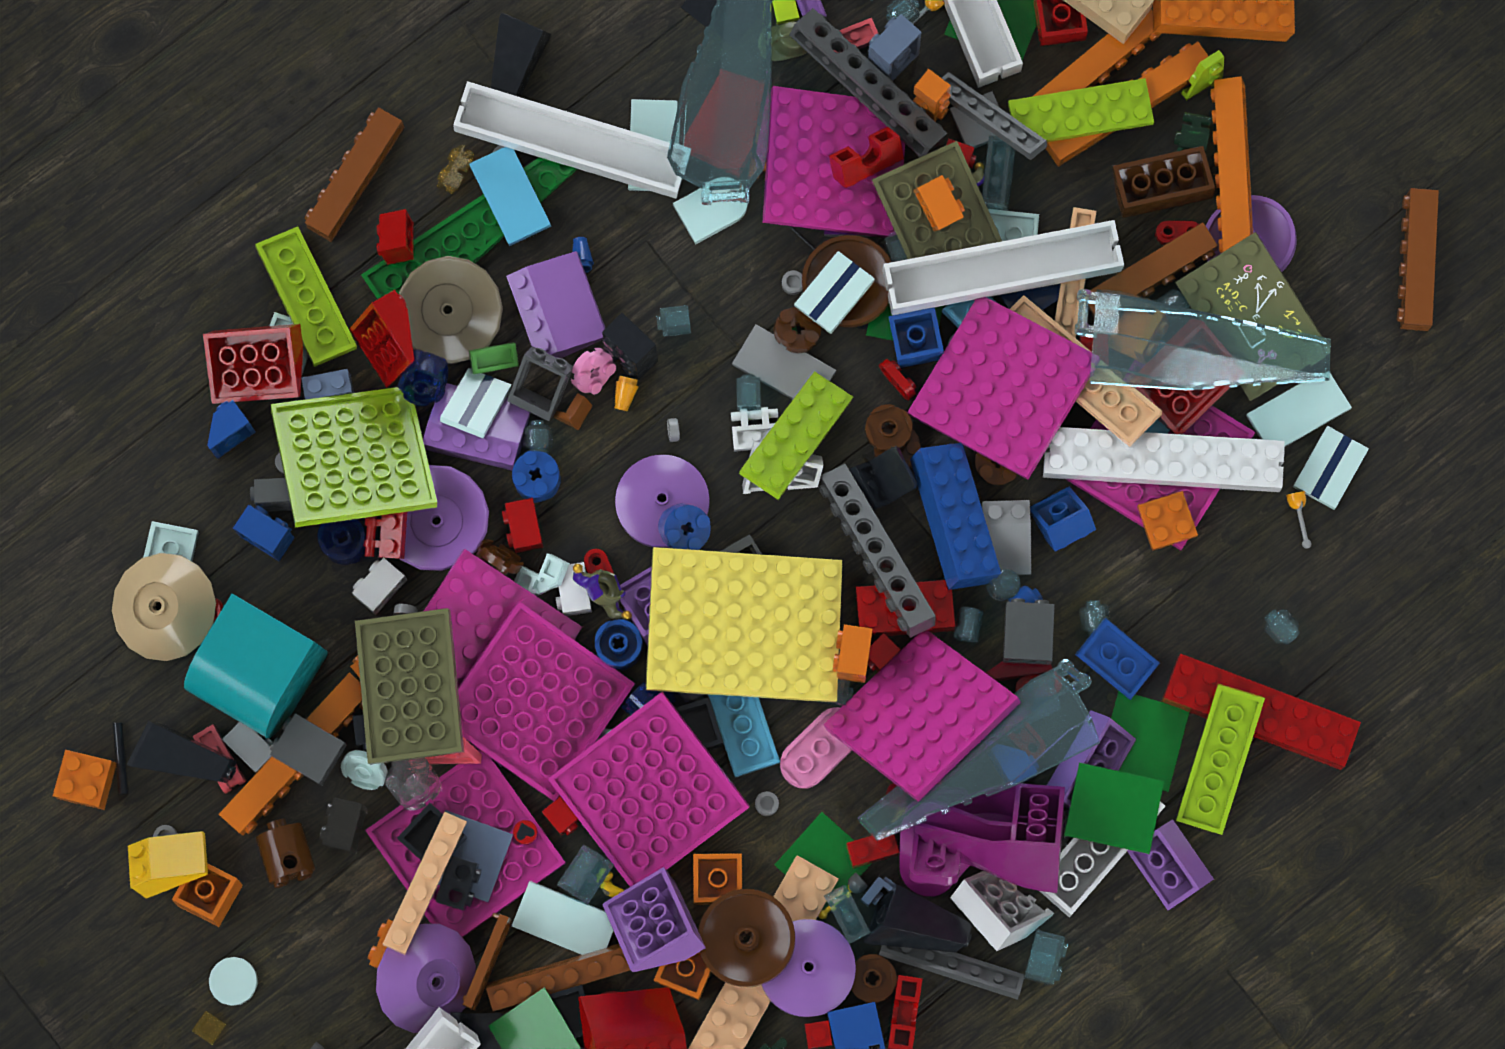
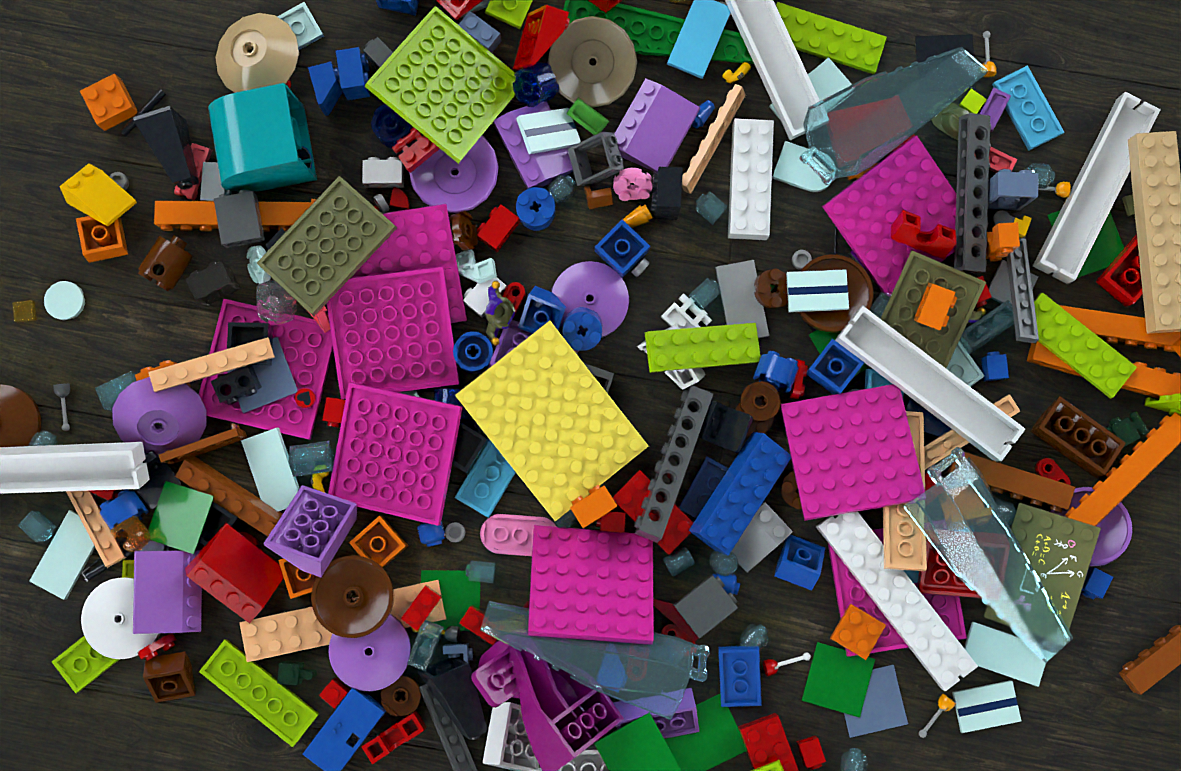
camera: 45 degrees right, 5 degrees up
(251, 565) = (326, 85): none -> blue slope
(364, 1002) = (109, 391): none -> clear light blue brick
(415, 592) = (399, 199): none -> red tile
(575, 191) = (738, 74): none -> yellow arm
(610, 257) = (715, 133): none -> light nougat plate
(617, 81) = (832, 39): none -> lime plate
(634, 551) = (541, 308): none -> blue slope
(642, 430) = (622, 248): none -> blue brick
(680, 263) = (750, 179): none -> white brick
(748, 825) = (431, 534): none -> blue head
(809, 887) = (421, 607): none -> red brick
(823, 809) = (481, 571): none -> clear light blue brick
(874, 389) = (776, 370): none -> blue brick
(913, 75) = (1004, 217): none -> leg
(920, 545) = (702, 487): none -> dark blue plate
(1038, 198) = (994, 366): none -> blue brick
(1133, 624) = (771, 666): none -> hinge
(1196, 576) = (838, 680): none -> green piece
(1238, 654) = (811, 752): none -> red brick
(1240, 564) = (881, 707): none -> sand blue piece
(1303, 279) = (1096, 583): none -> blue brick

